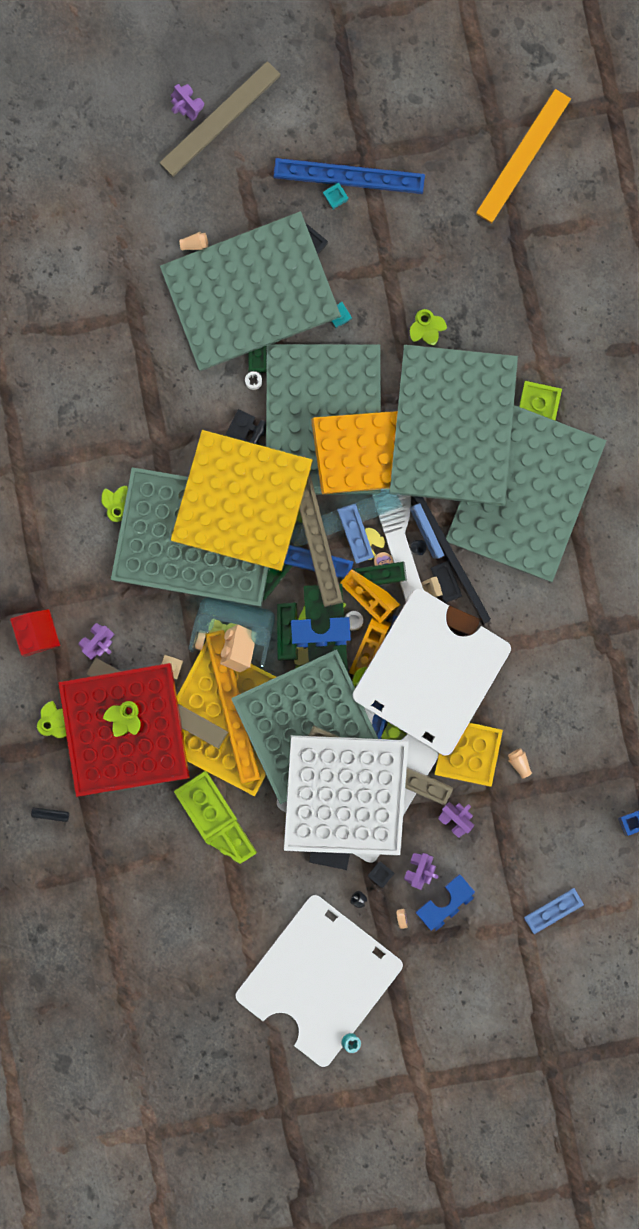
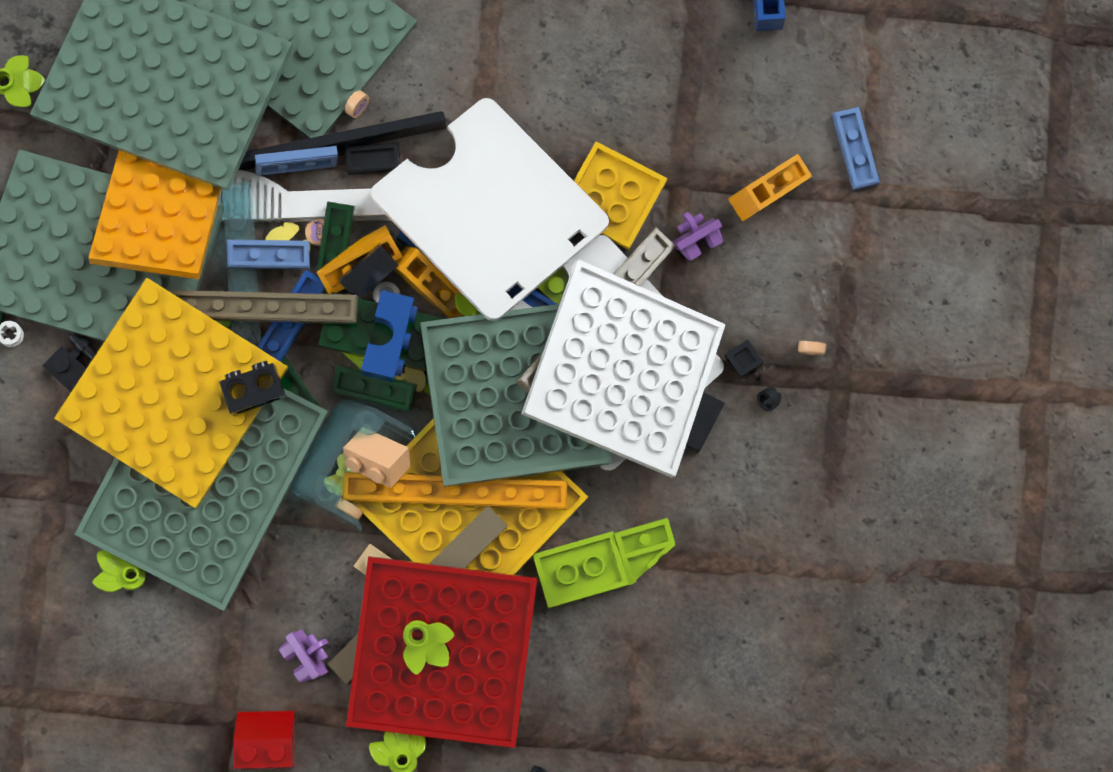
camera: 75 degrees left, 5 degrees down
(253, 556) = (254, 395): none -> black brick
(321, 978) = (861, 482): white door -> none
(355, 1047) = (968, 462): teal bush -> none
(362, 604) = (368, 271): none -> black tile
(414, 547) = (314, 180): black hinge -> none
(424, 871) = (763, 312): medium lavender hips -> none
(432, 587) = (373, 174): tan plate -> none
(459, 892) = (799, 262): blue arch -> none
(461, 621) = (434, 150): reddish brown tile -> none
(480, 559) = (356, 104): none -> light nougat tile
(506, 859) = (770, 187): none -> light orange slope
(519, 761) = (644, 133): light nougat cone -> none

